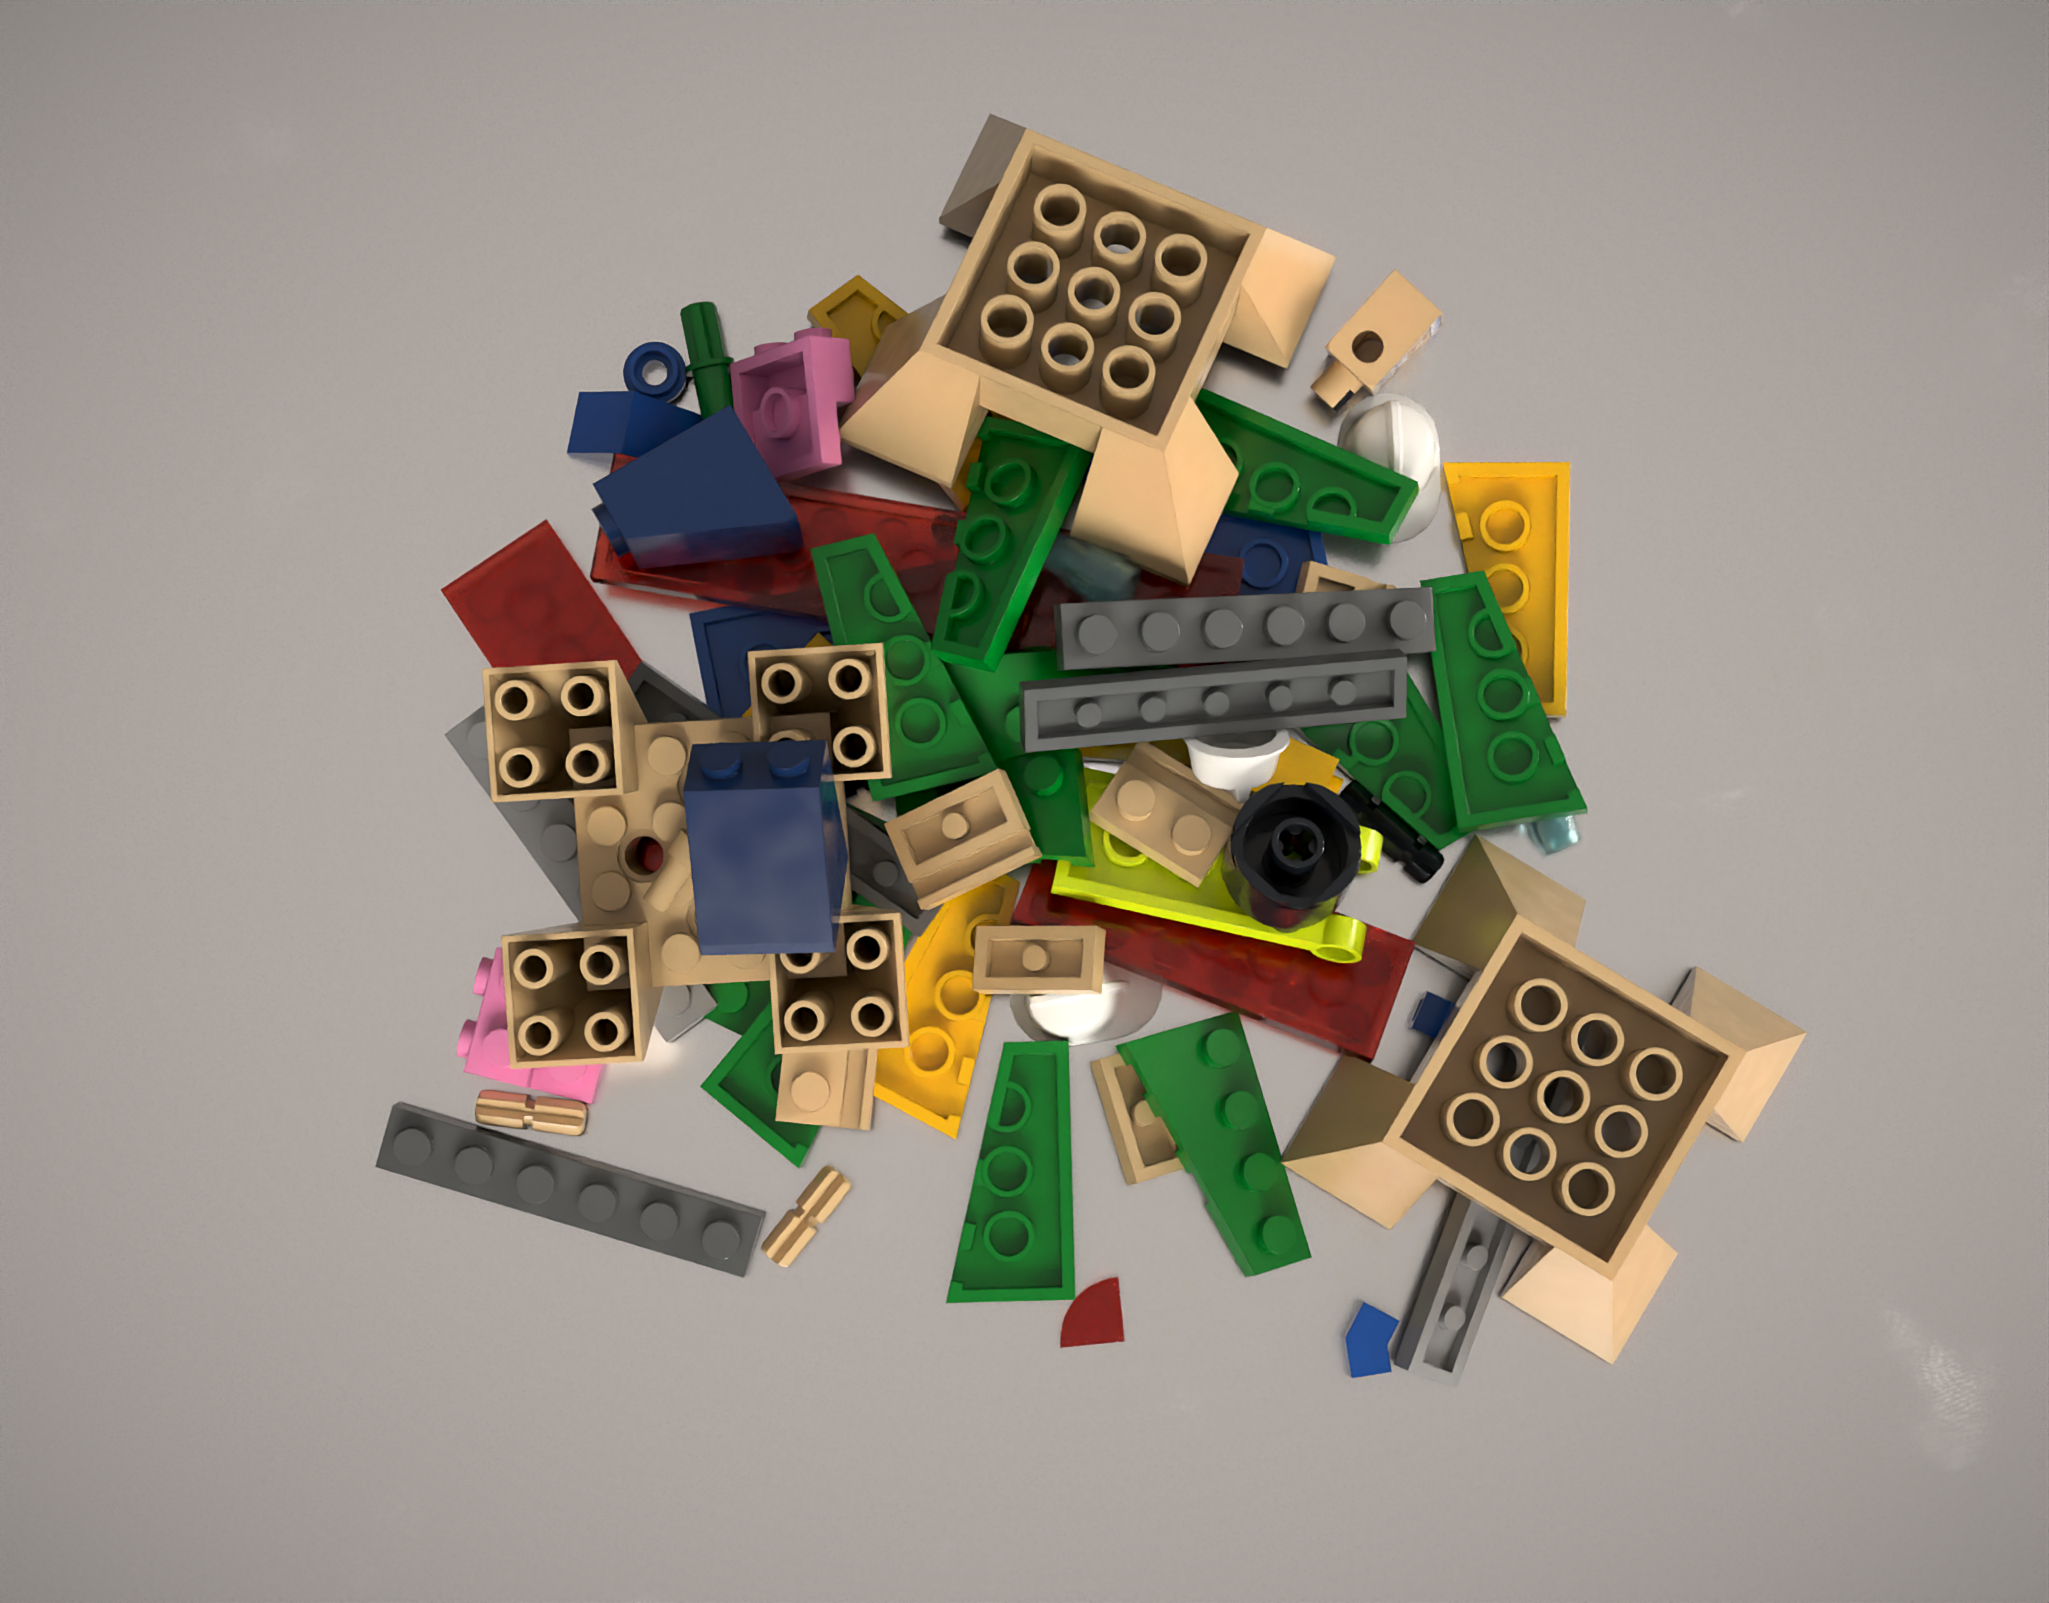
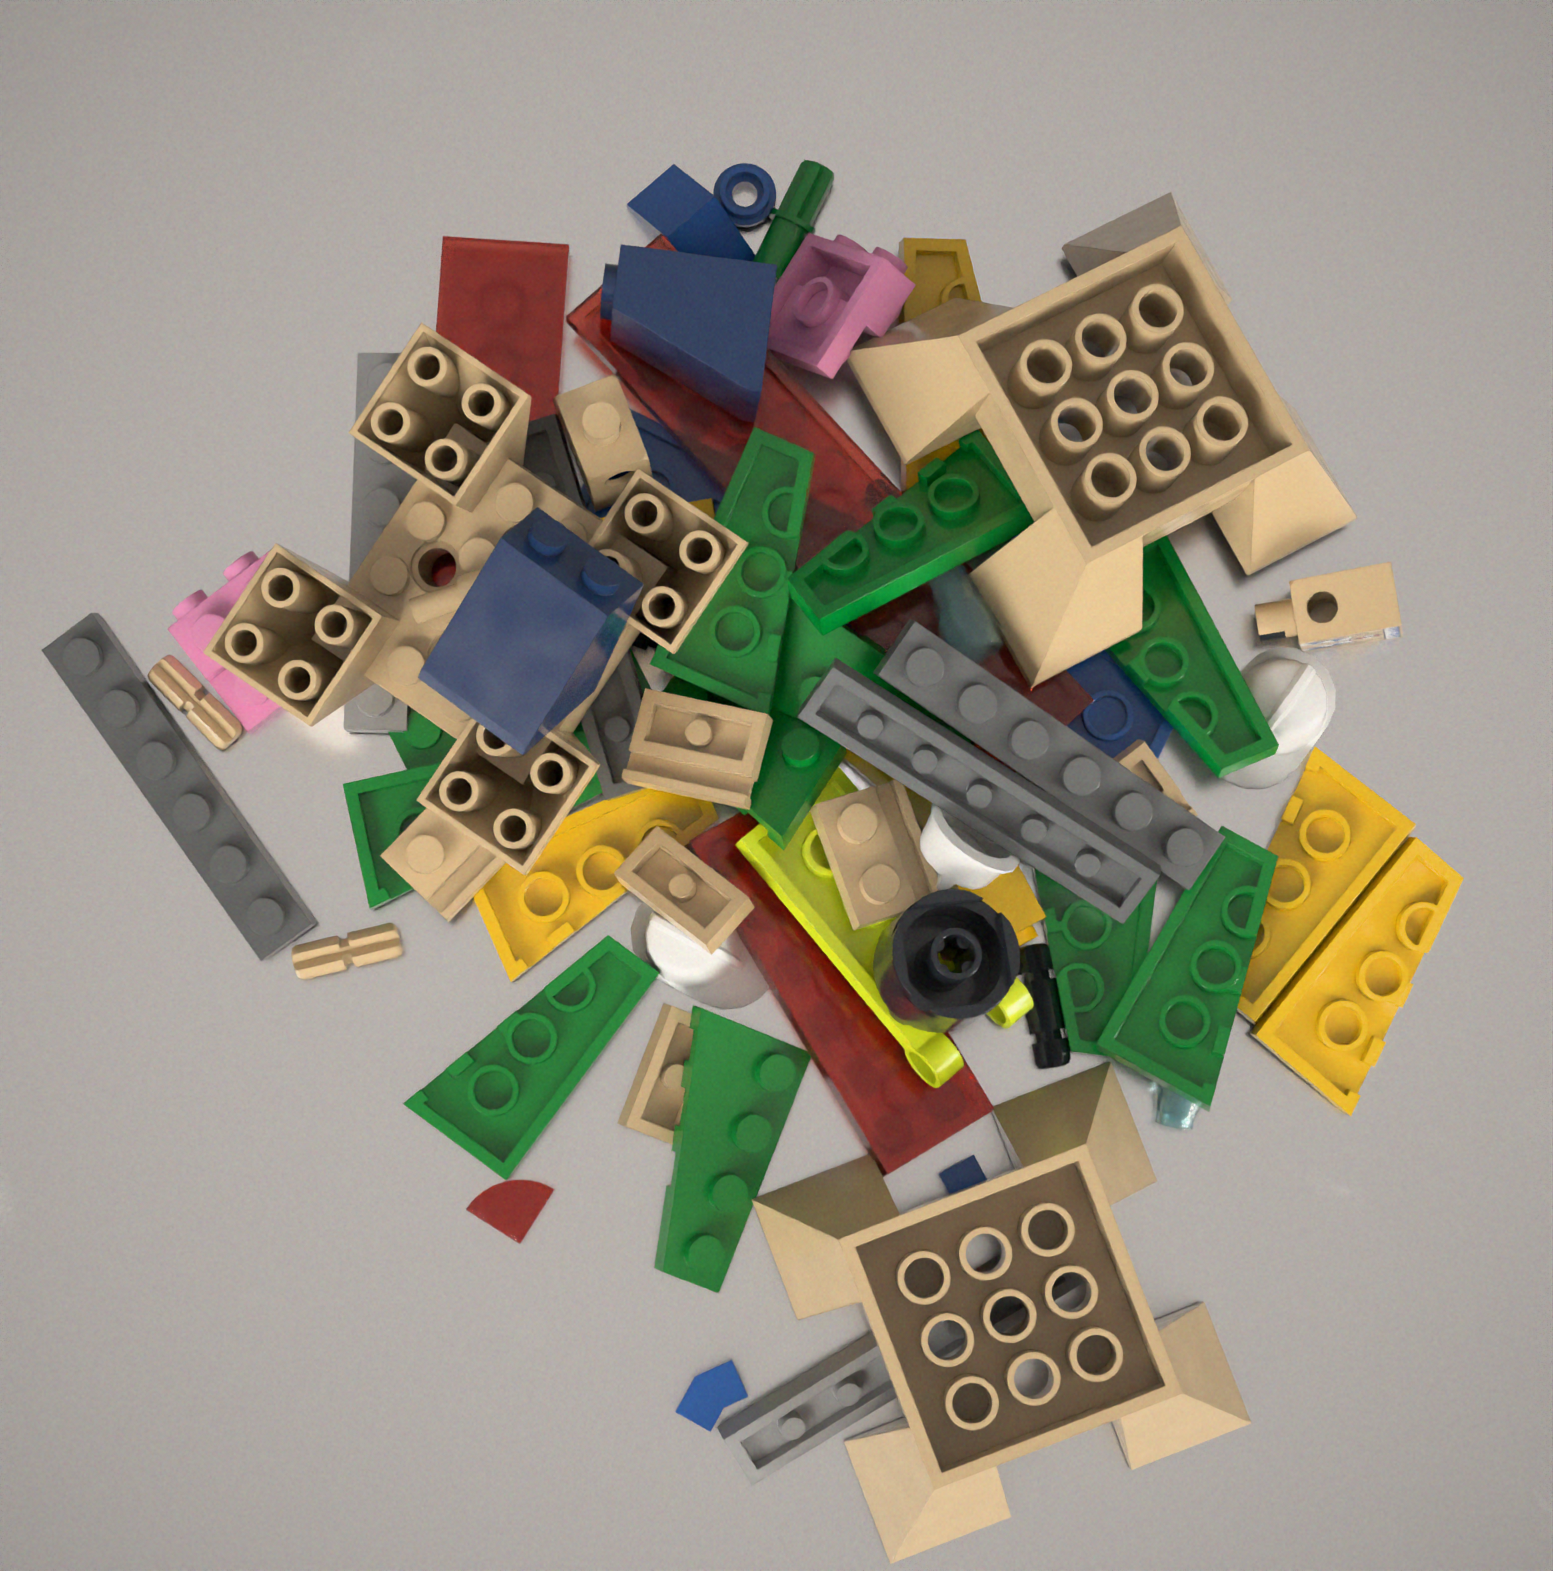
camera: 30 degrees right, 0 degrees up
(695, 652) = (602, 438): none -> tan torso
(1618, 628) = (1348, 992): none -> yellow wing

